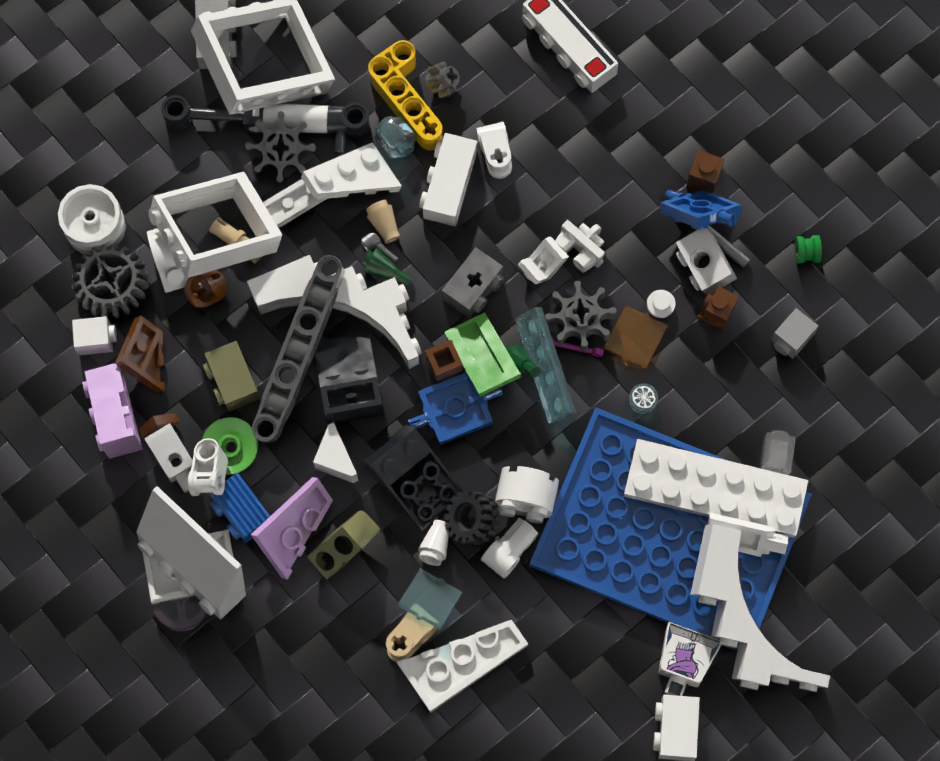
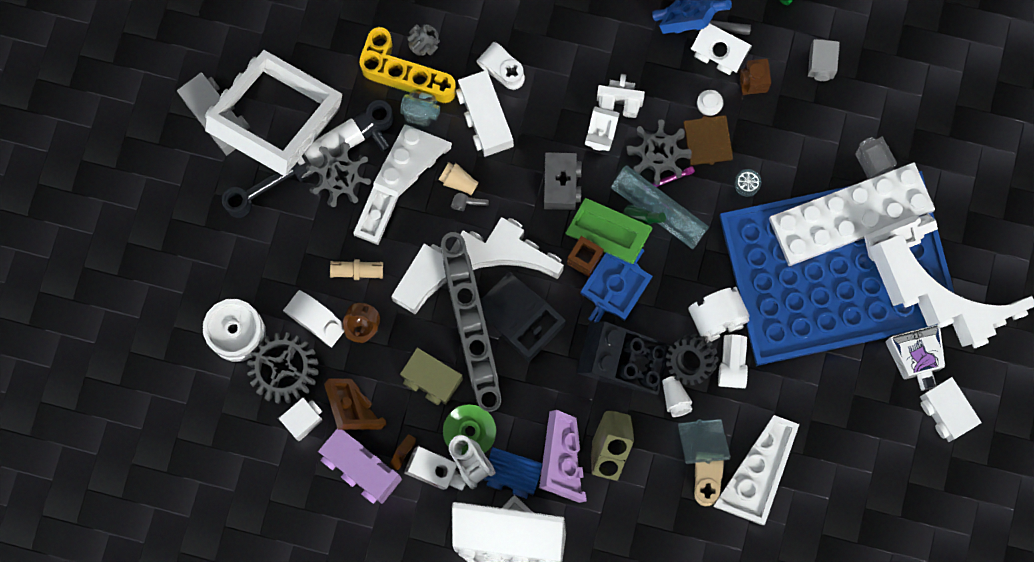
camera: 35 degrees left, 5 degrees up
(232, 186) = (348, 236): white window -> none
(333, 457) = (555, 384): white slope -> none
(379, 265) = (479, 215): dark green cone -> none

